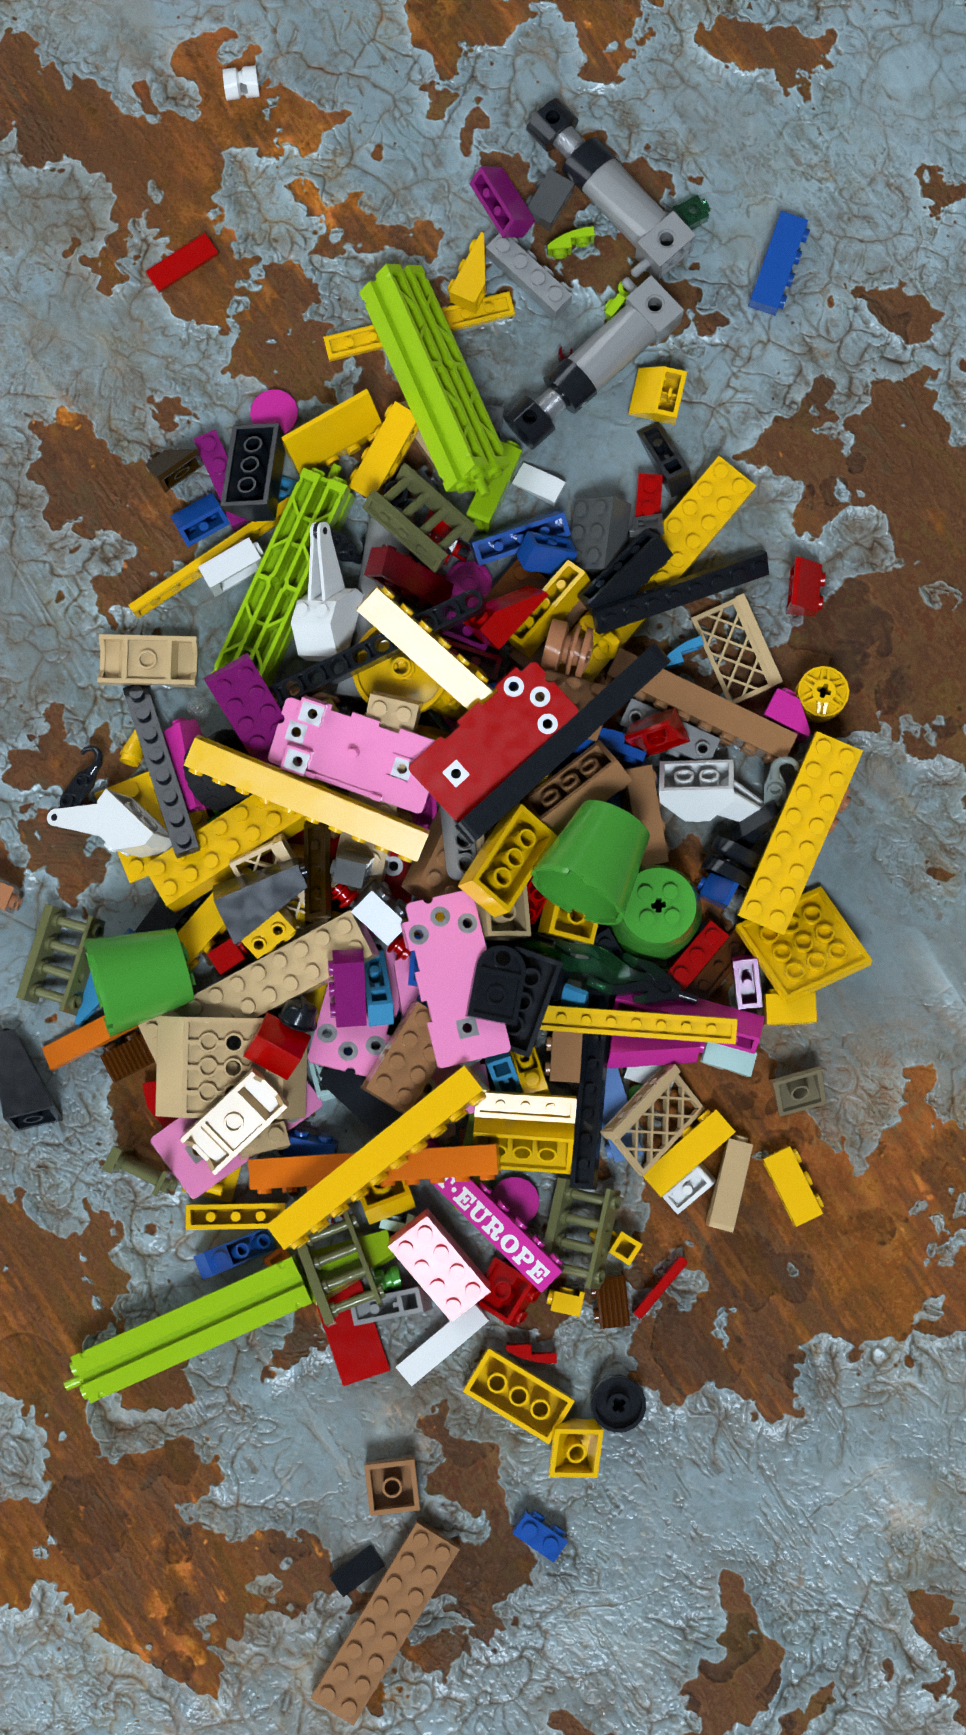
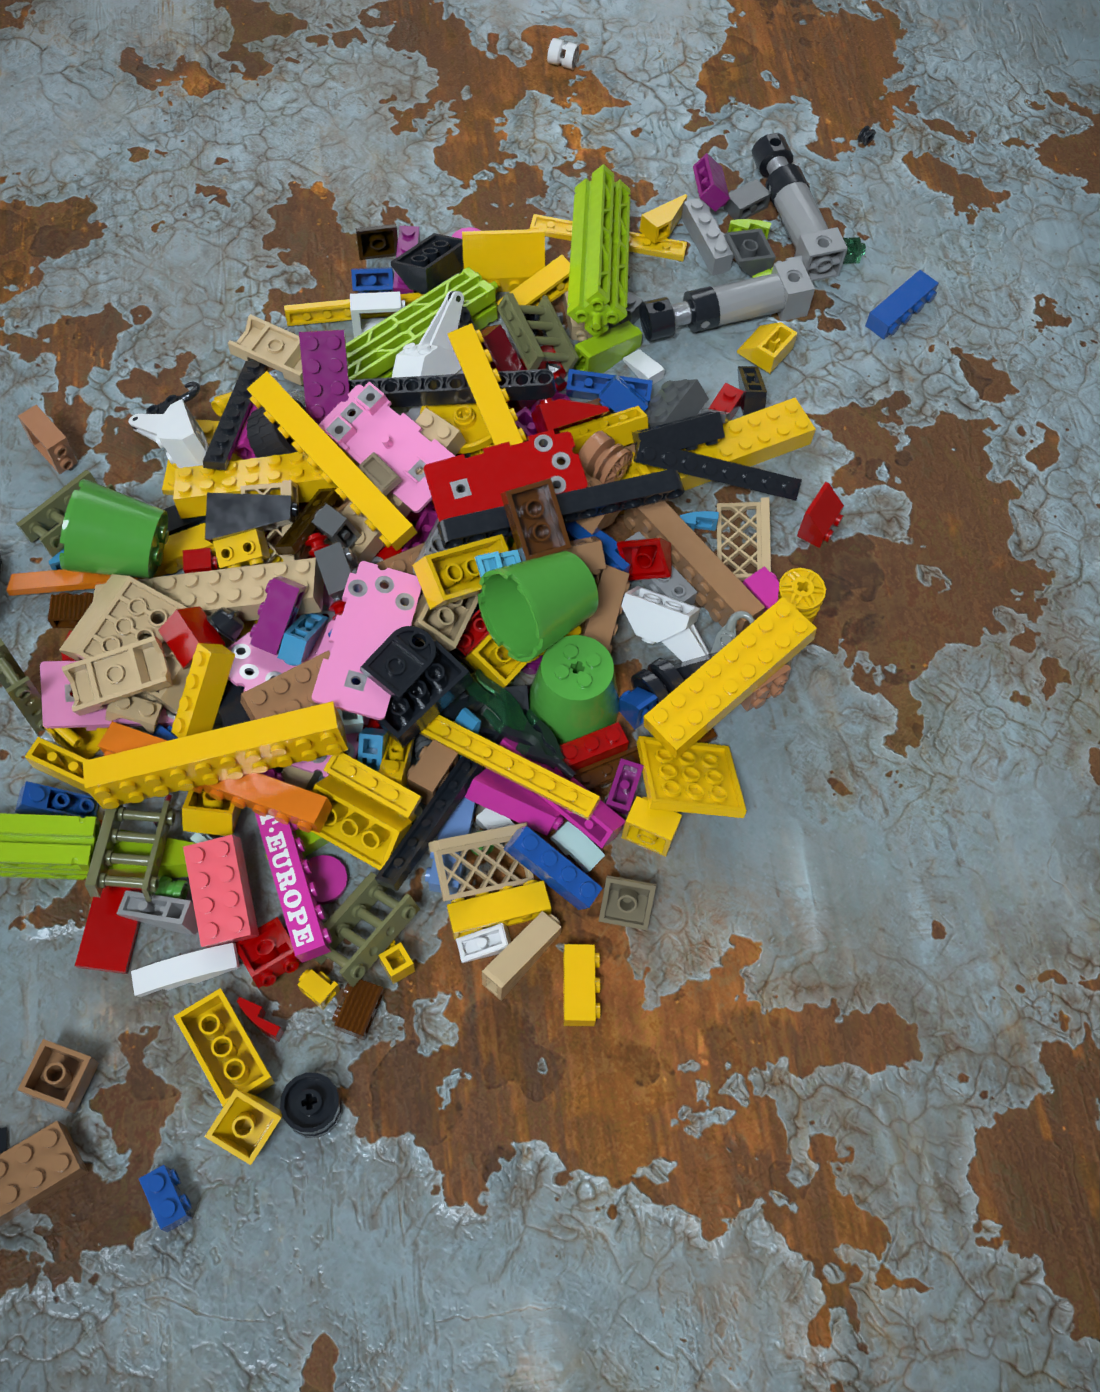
camera: 20 degrees right, 20 degrees down
(182, 263) = (459, 135): red tile -> none
(319, 1094) = (203, 690): none -> yellow brick
(365, 792) = (380, 473): none -> dark tan tile
(536, 840) = (495, 560): none -> medium azure slope
(552, 783) = (535, 520): none -> reddish brown brick
(587, 278) = (751, 250): none -> dark grey slope
(642, 31) = (866, 135): none -> black bush
(659, 1287) = (410, 1017): red tile -> none
(720, 1095) = (553, 868): none -> blue brick

